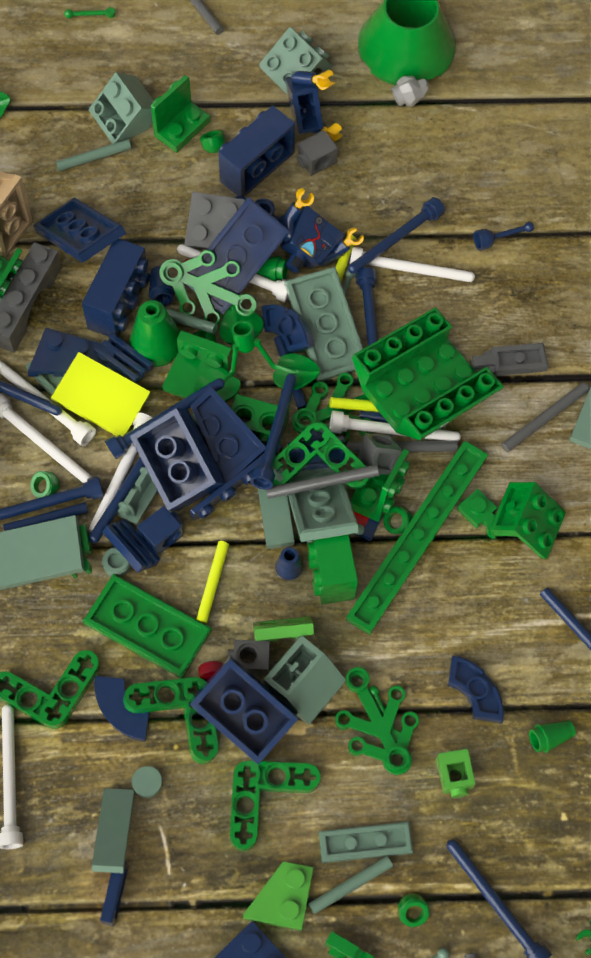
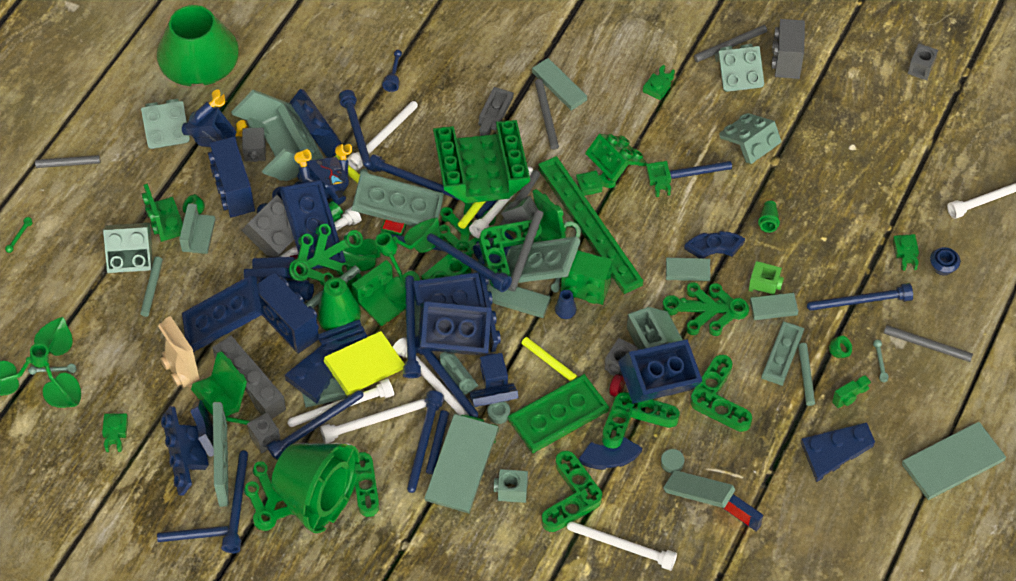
camera: 60 degrees left, 10 degrees down
(27, 632) = (514, 477): none -> sand green brick
(52, 483) = (409, 424): green piece -> none
(162, 246) = (266, 266): none -> dark blue bracket
(181, 157) = (196, 231): none -> sand green panel
(283, 628) = (612, 328): bright green plate -> none
(283, 898) = (795, 415): bright green wing -> none
(289, 326) = (386, 221): dark blue tile -> none
(352, 178) = (282, 130): none -> sand green windscreen
(377, 189) = (316, 124): none -> dark blue bracket
(409, 90) = (241, 67): light grey rock -> none
(421, 675) = (688, 269): none -> sand green tile
(426, 801) = (774, 306): none -> sand green tile
(531, 579) = (660, 176): none -> green plate

